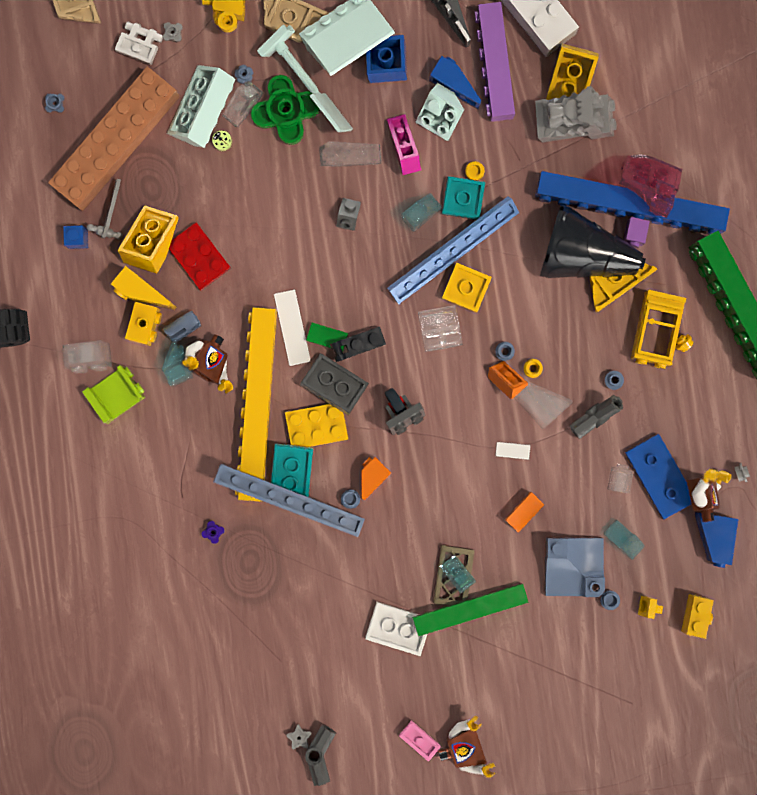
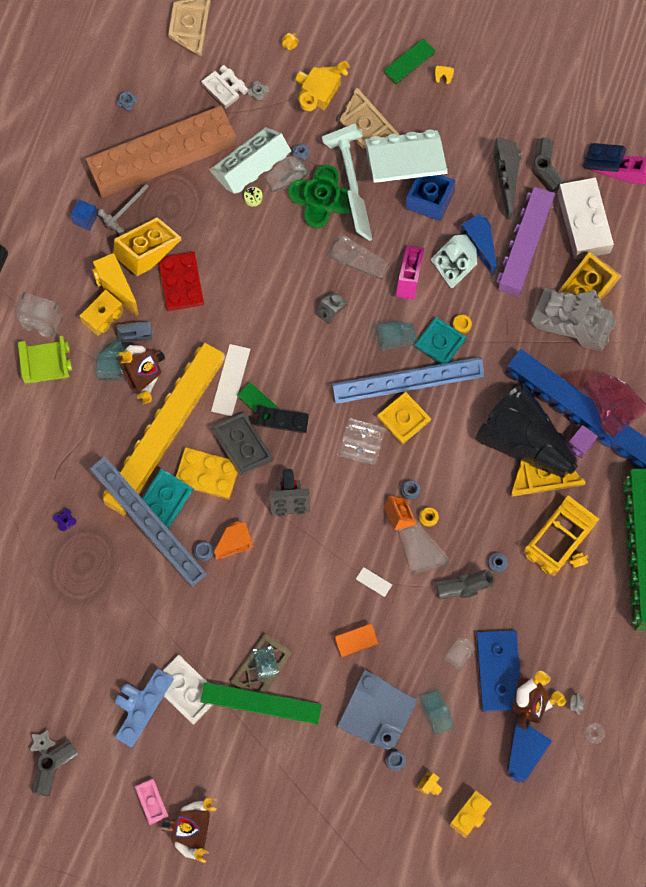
camera: 25 degrees right, 15 degrees down
(367, 663) = (141, 706): none -> medium blue plate

